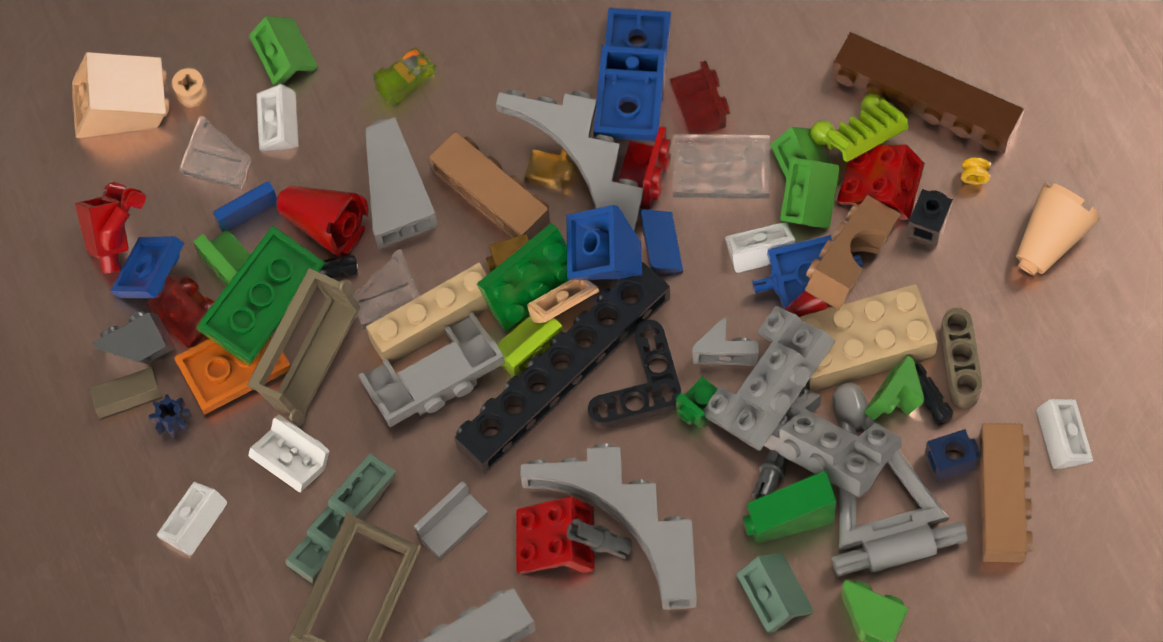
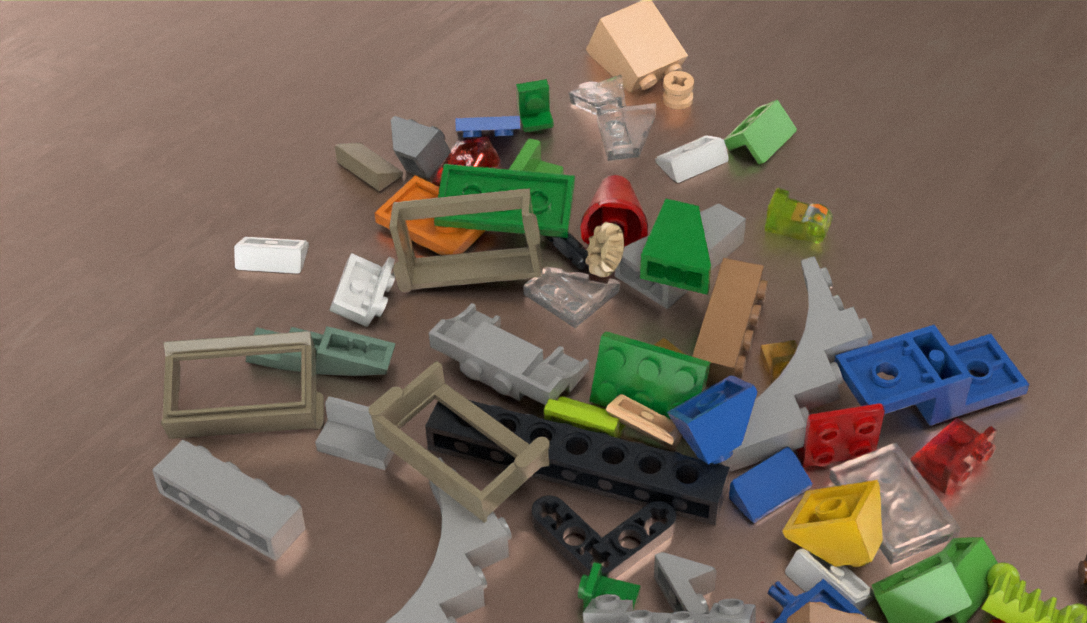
camera: 60 degrees right, 20 degrees down
(104, 221) = (499, 80): red torso -> none
(147, 221) = (534, 105): none -> green bracket
(162, 155) = (600, 96): none -> clear wing
(169, 424) = (358, 196): dark blue gear -> none
(245, 207) = (586, 163): blue tile -> none
(381, 241) = (605, 249): none -> tan gear
(410, 185) = (677, 249): none -> green slope
(427, 315) = (554, 323): tan brick -> none
(544, 539) = (385, 532): red bracket -> none
(573, 394) = (400, 406): none -> dark tan piece
(599, 538) = (393, 560): dark grey pin -> none
(723, 213) = (839, 523): none -> yellow slope

